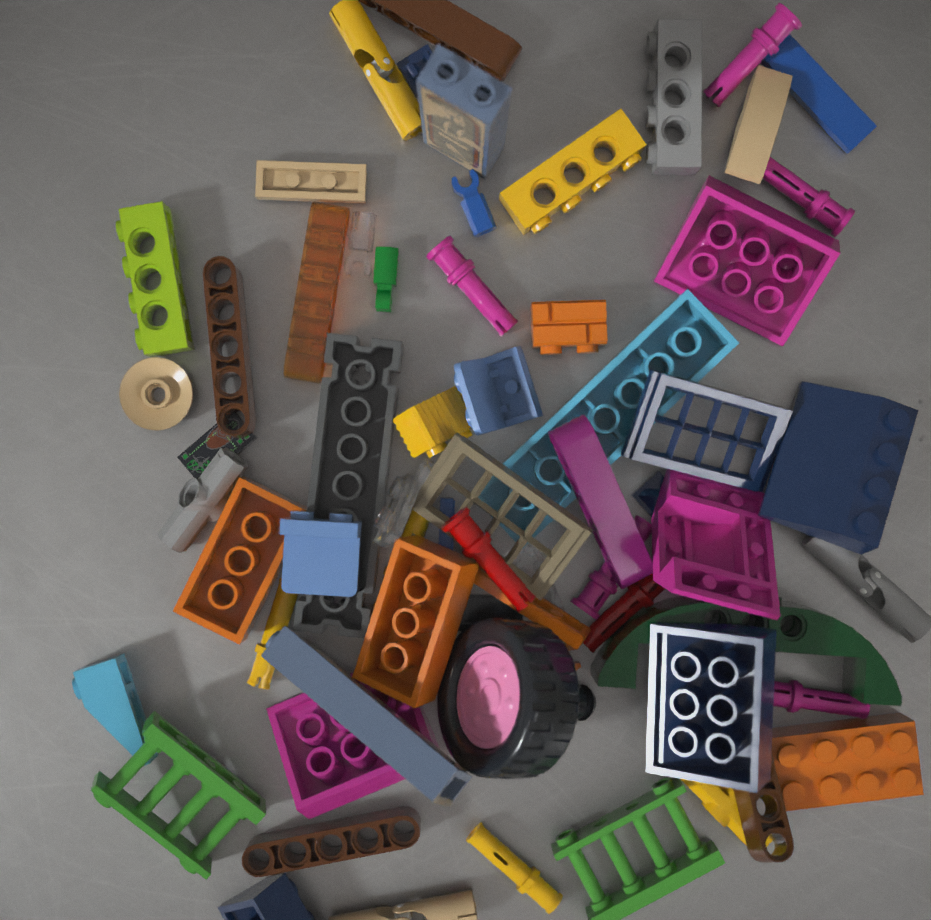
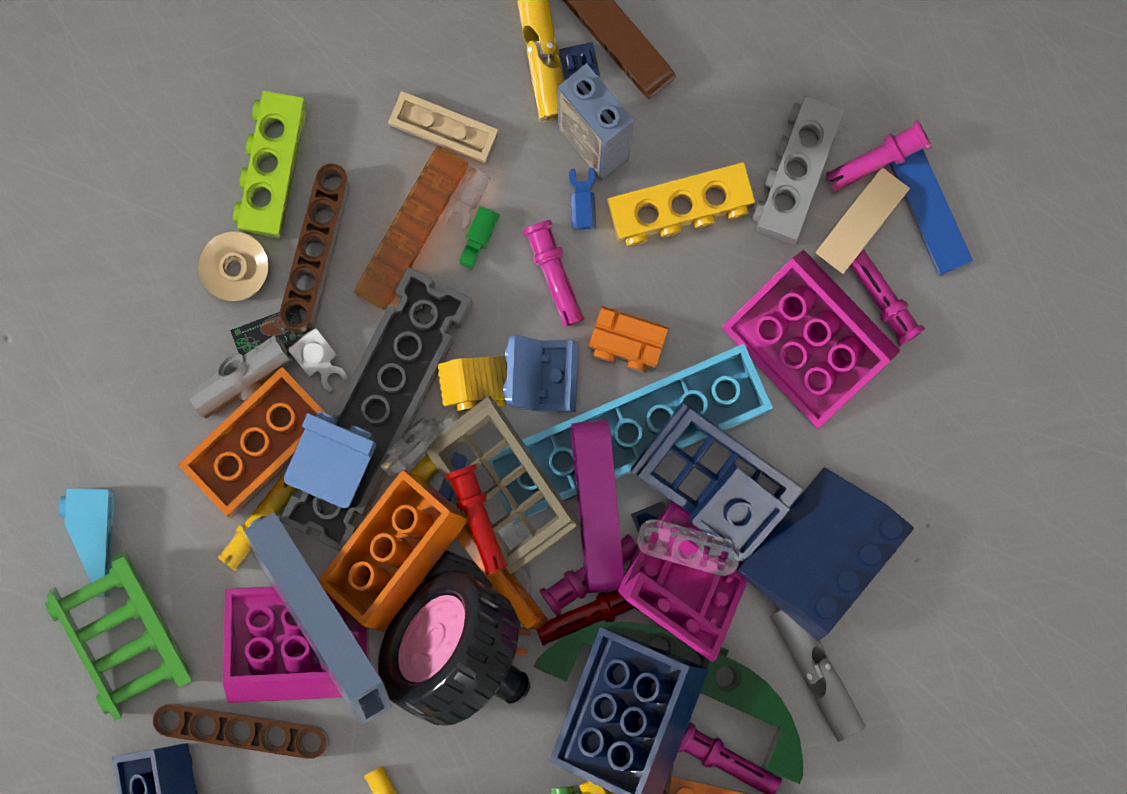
camera: 20 degrees right, 5 degrees down
(268, 452) = (314, 355): none -> white plate
(718, 520) = (696, 560): none -> clear beam
(741, 458) = (739, 511): none -> plate

